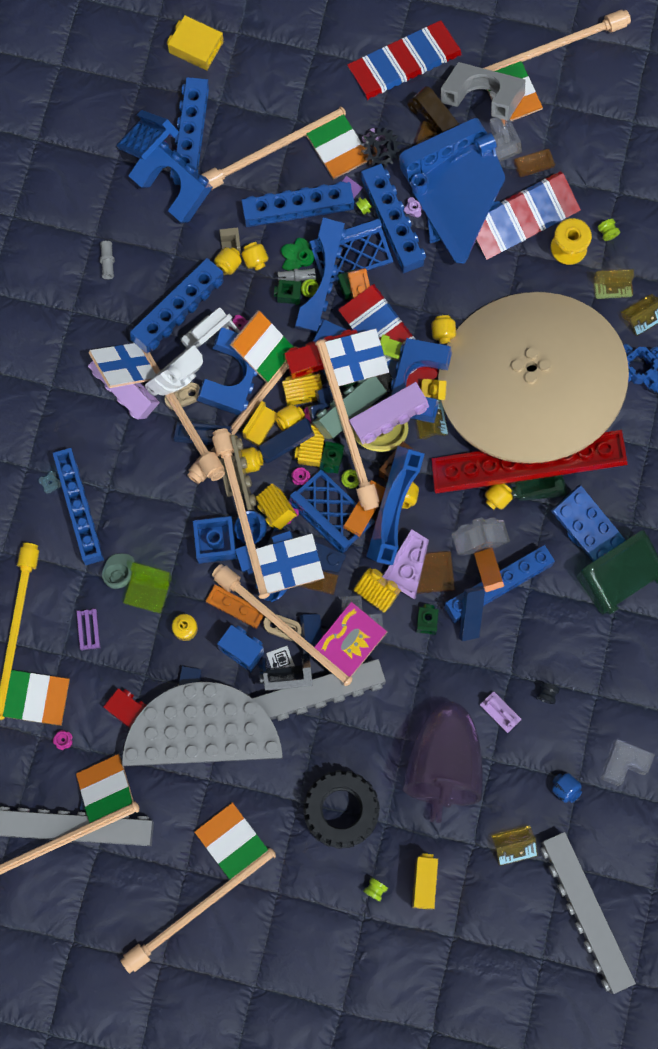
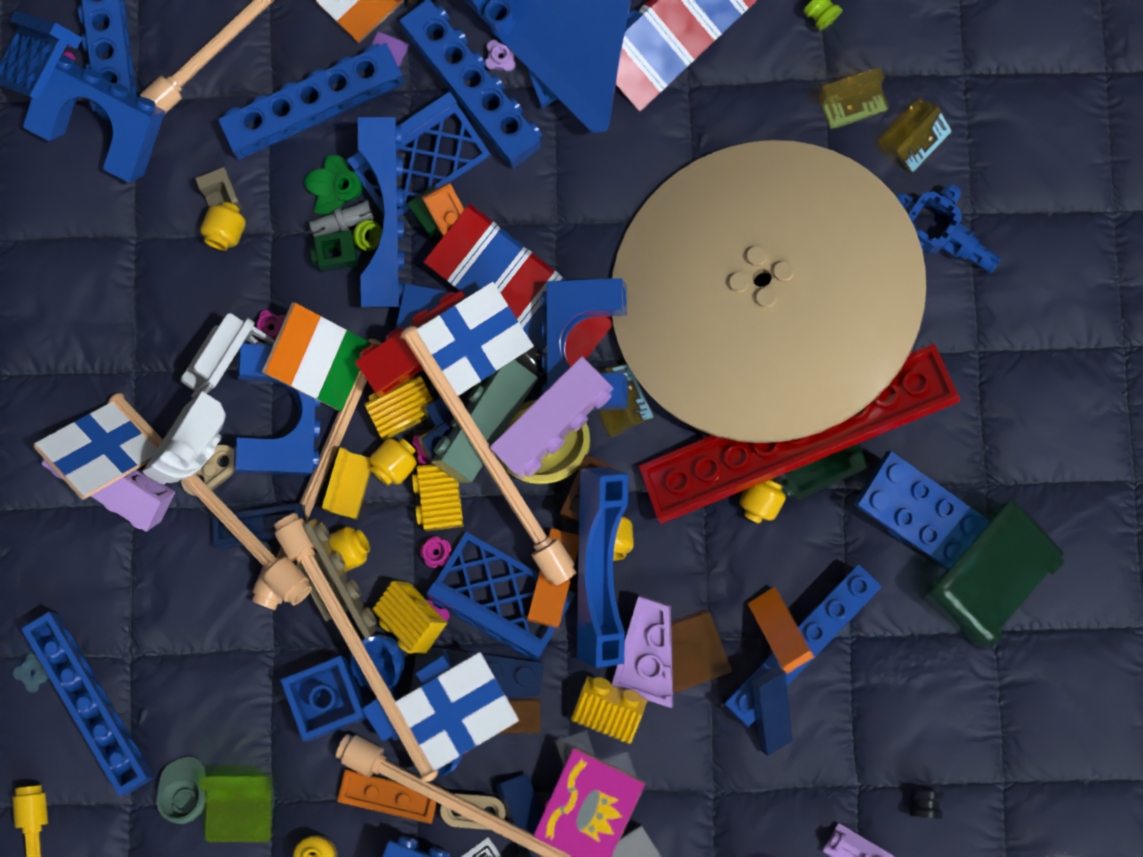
camera: 10 degrees left, 5 degrees up
(107, 260) = (26, 276): light grey pin -> none
(205, 271) = (190, 254): blue brick -> none
(255, 256) = (265, 206): yellow head -> none
(286, 440) = (398, 502): dark blue tile -> none
(332, 457) = (478, 497): dark green brick -> none
(350, 473) = (510, 541): lime plate -> none
(363, 205) = (418, 75): lime plate -> none
(390, 347) = (525, 302): lime panel -> none
(425, 626) = (702, 748): dark green brick -> none
(433, 388) = (611, 350): yellow bracket -> none
(443, 329) = (601, 246): yellow head -> none
(480, 535) = (751, 574): clear brick -> none
(571, 241) = (768, 47): yellow hose -> none

